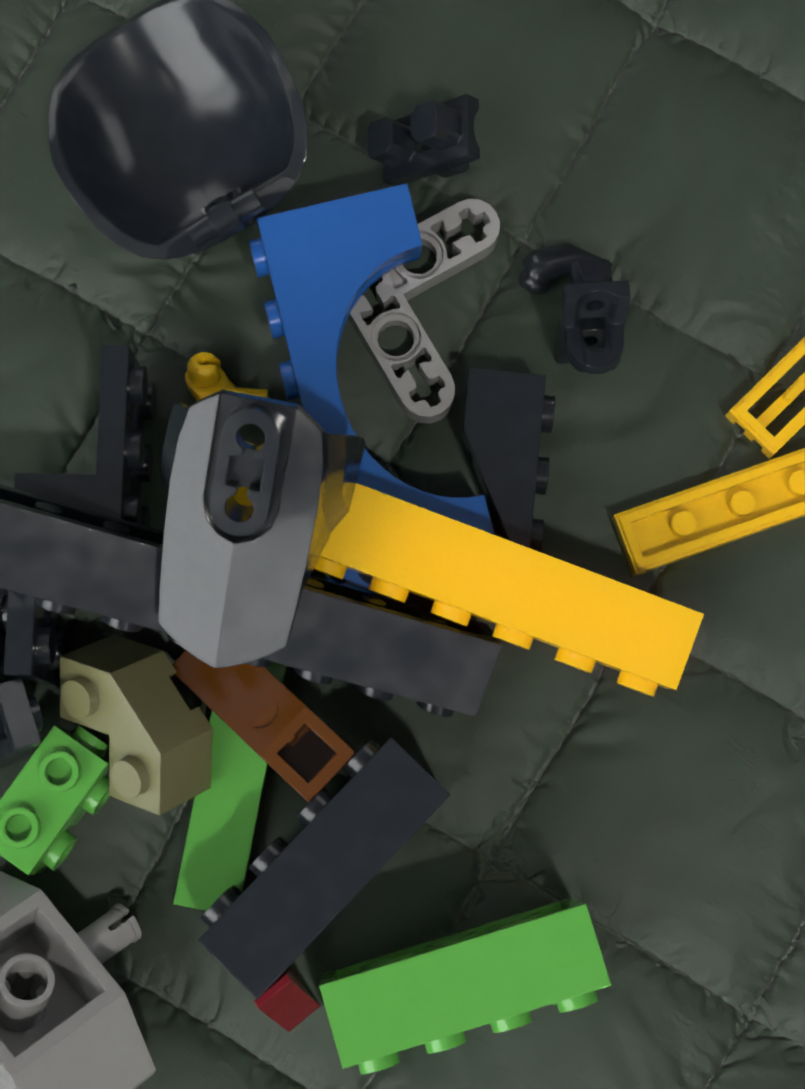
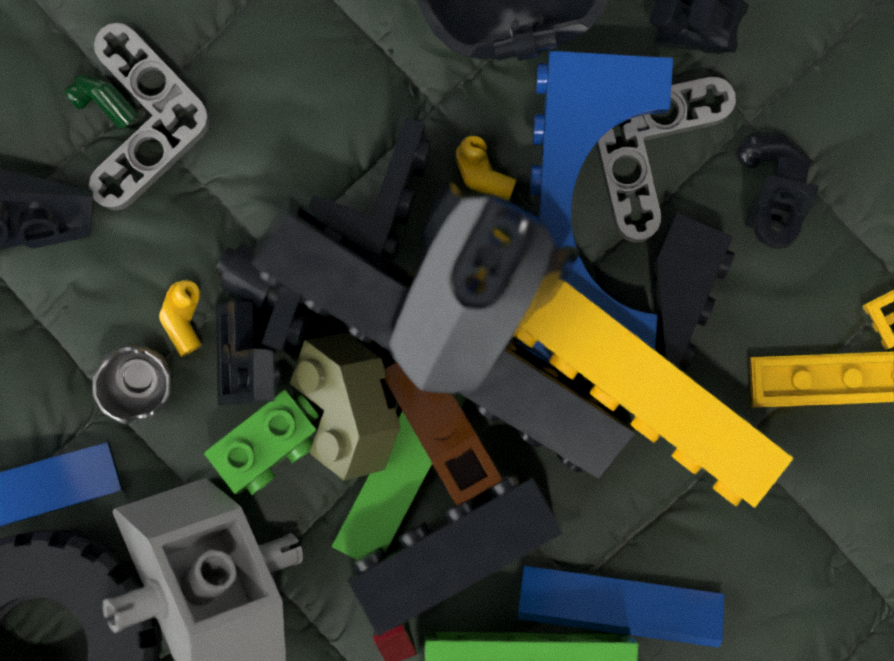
camera: 20 degrees right, 5 degrees up
(553, 866) = (621, 606): none -> blue tile

